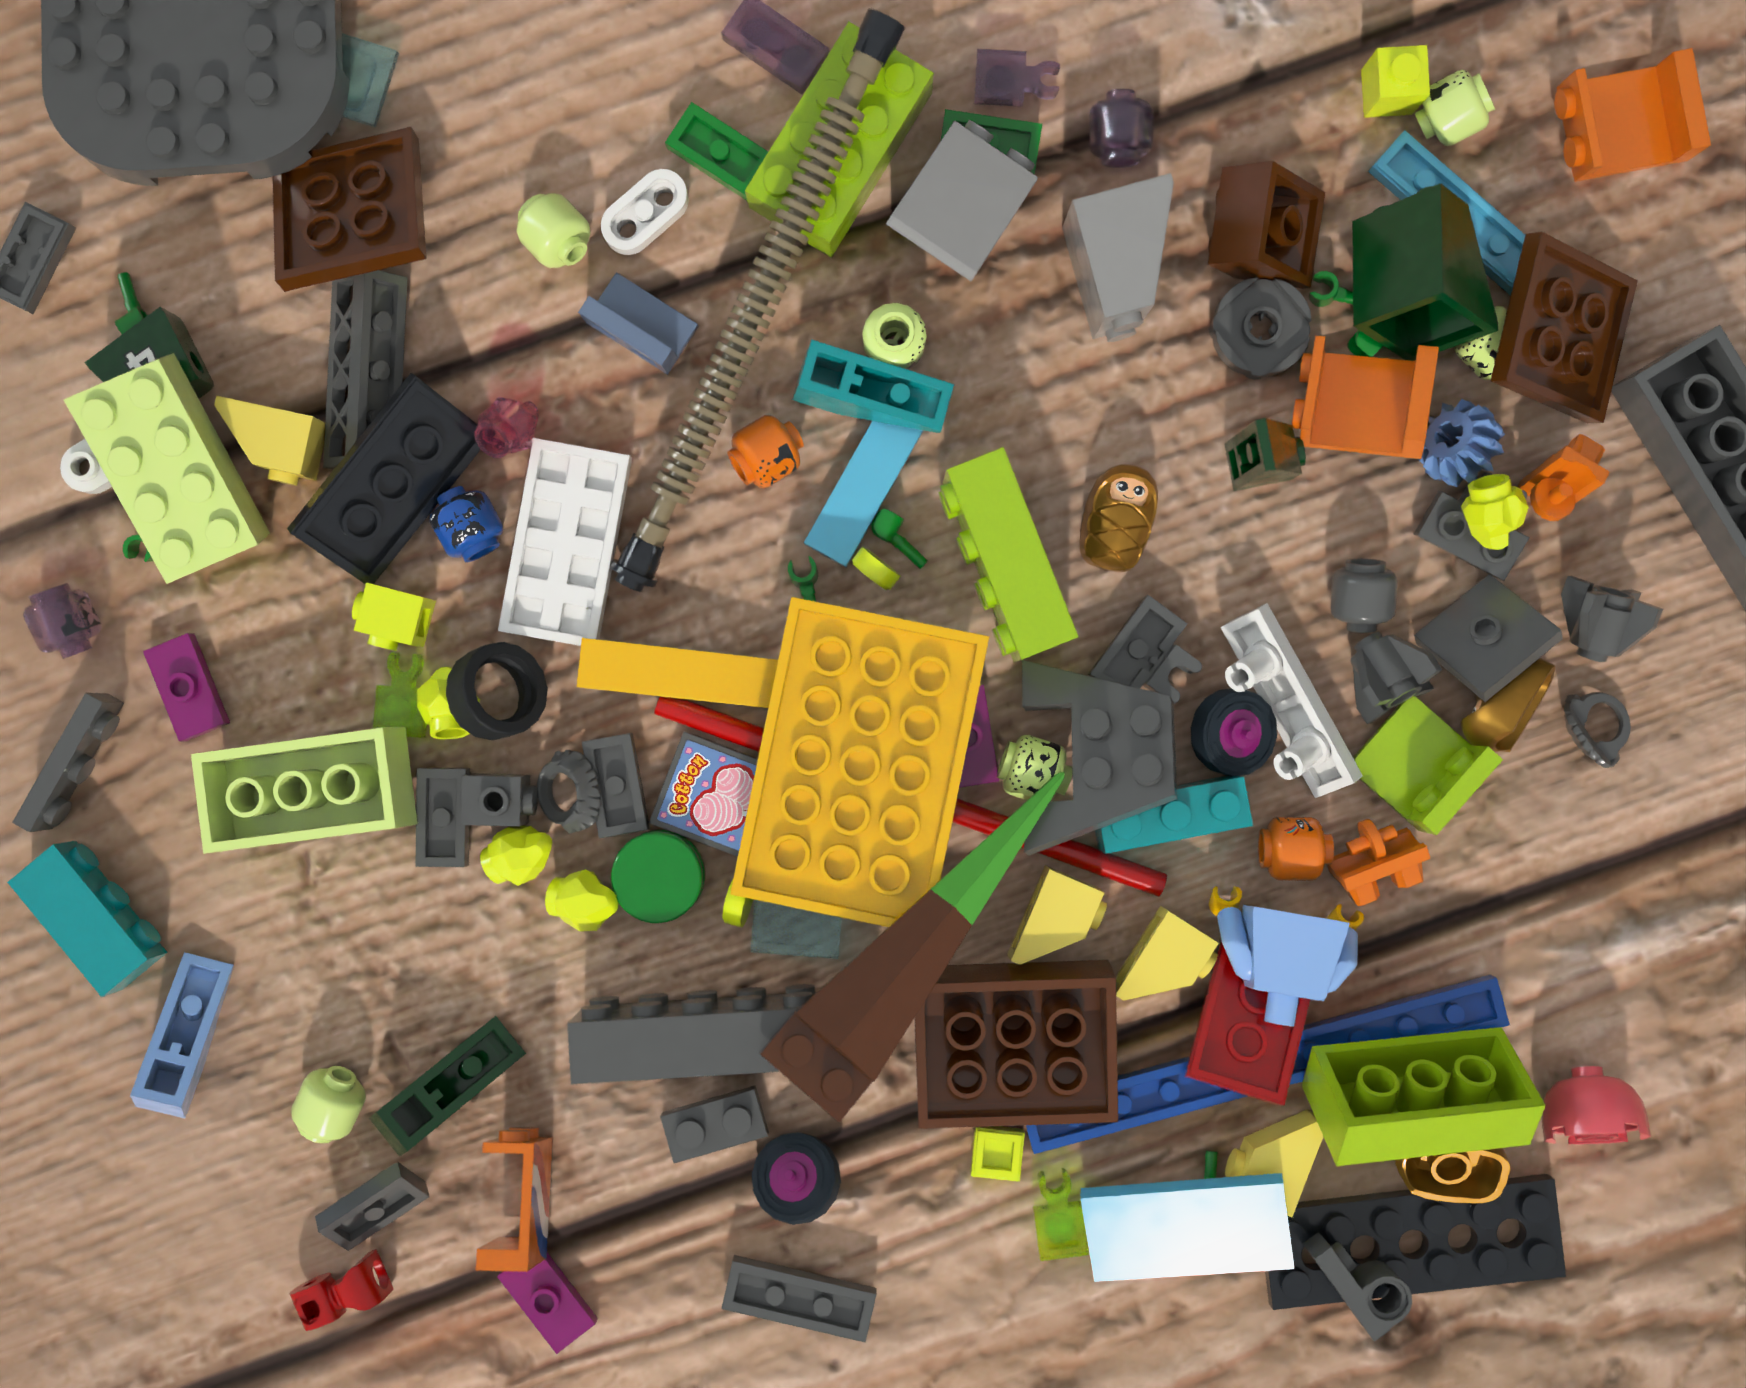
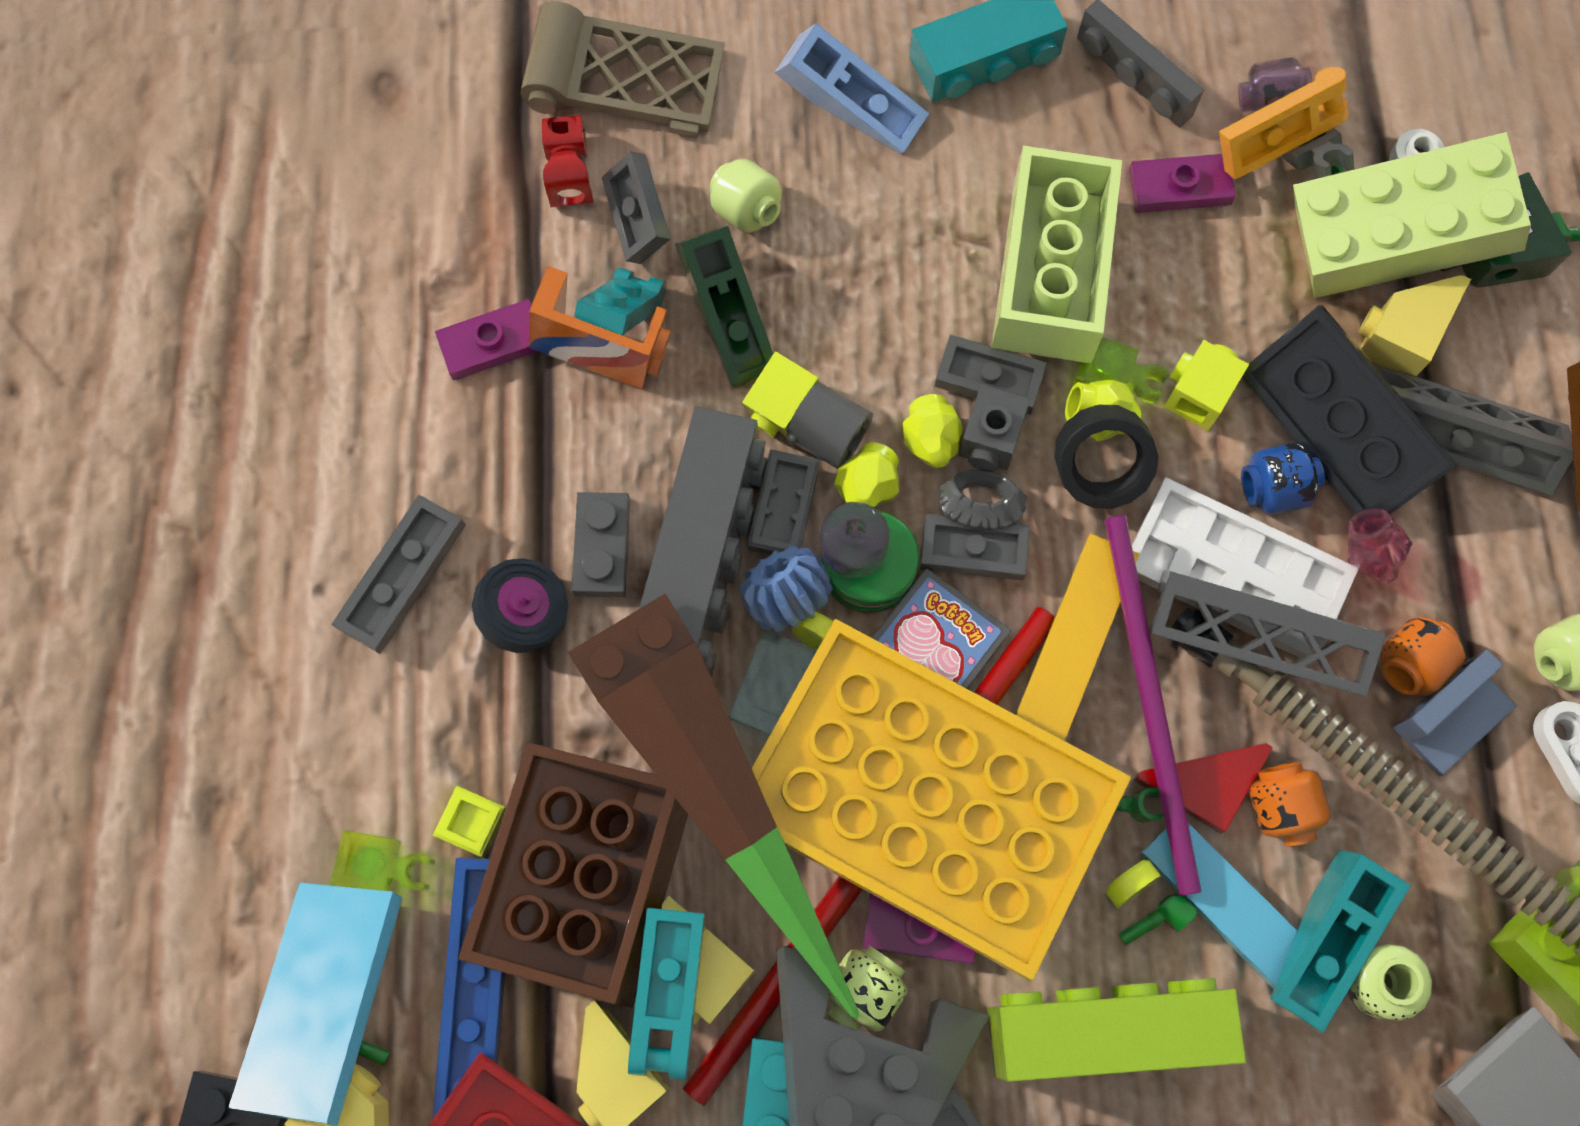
camera: 110 degrees right, 15 degrees down
(100, 604) = (1285, 123): none -> light orange plate
(111, 573) = (1322, 153): none -> dark grey plate
(237, 1335) = (560, 67): none -> dark tan piece
(480, 1187) = (621, 302): none -> teal plate
(526, 1005) = (778, 394): none -> neon yellow brick
(540, 952) = (829, 425): none -> dark grey piece
(599, 365) = (1422, 657): none -> orange head
(603, 509) = (1274, 613): none -> dark grey fence
(627, 970) = (783, 502): none -> dark grey plate
(663, 885) = (838, 544): none -> head
(709, 944) = (785, 588): none -> medium blue gear
(713, 593) = (1153, 706): none -> magenta piece
(770, 522) = (1215, 783): none -> red tile
(1090, 937) = (666, 991): none -> teal plate

